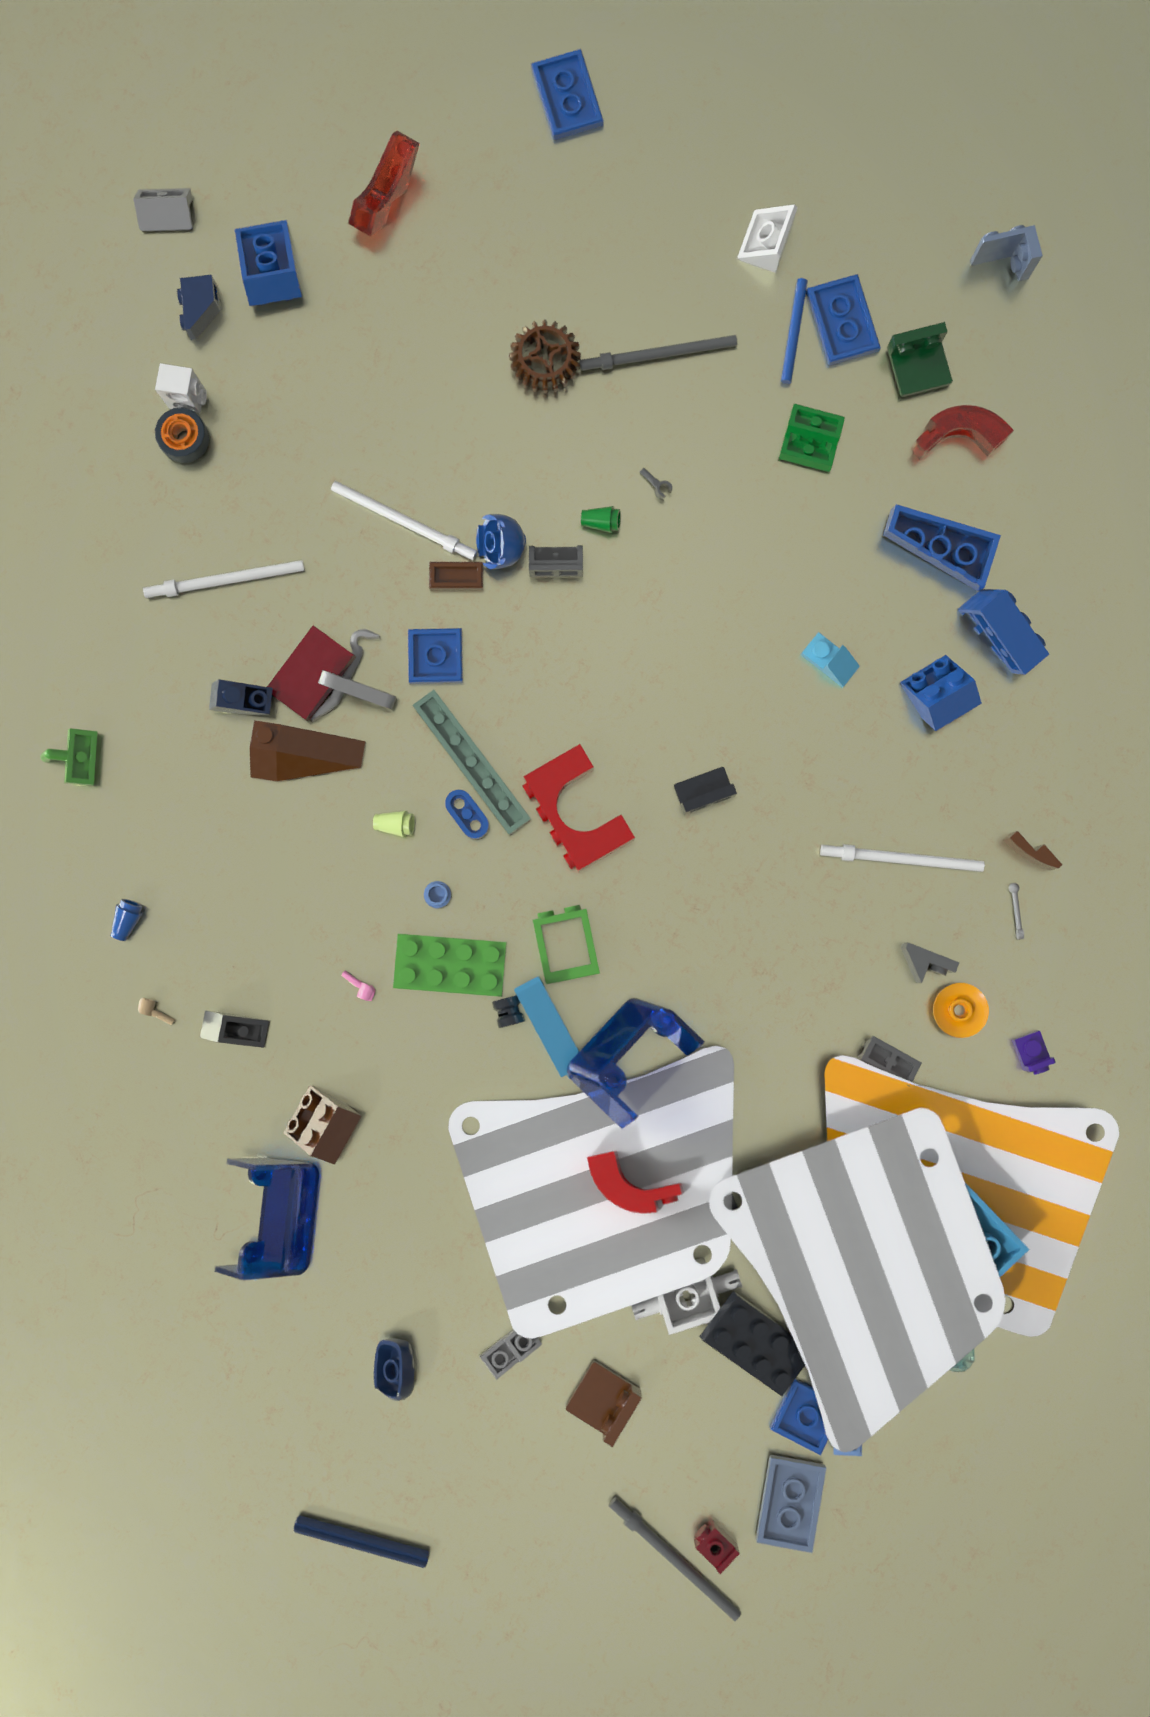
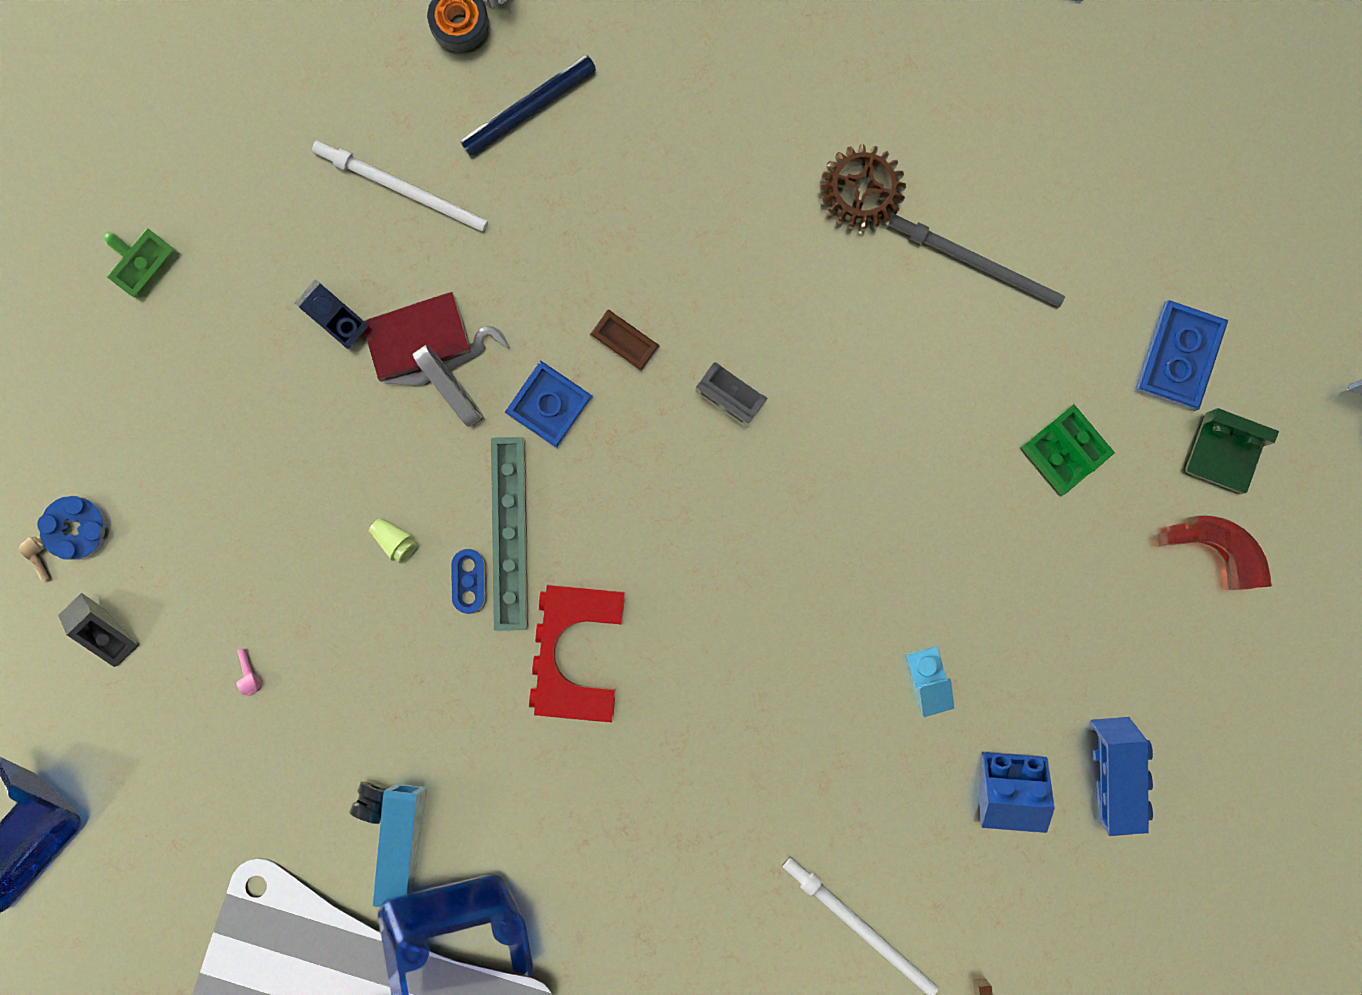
camera: 30 degrees right, 0 degrees up
(125, 919) = (71, 448): blue cone -> none
(150, 976) = (54, 525): none -> blue plate
(273, 461) = (528, 105): none -> dark blue axle
(292, 752) = (345, 403): reddish brown wedge -> none
(322, 1125) = (113, 784): reddish brown slope -> none
(437, 894) = (384, 638): medium blue plate -> none
(449, 965) = (347, 715): bright green plate -> none
(450, 543) = (641, 304): white bar -> none
(500, 541) = (689, 338): blue cylinder -> none
(572, 973) = (456, 808): bright green window -> none
(602, 518) = (805, 385): green cone -> none
(656, 483) = (883, 386): dark grey hand -> none
(704, 790) = (714, 722): black panel -> none
(767, 236) = (1165, 221): white slope -> none
(794, 331) = (1125, 332): blue bar -> none
(948, 545) = (1127, 656): blue wedge -> none

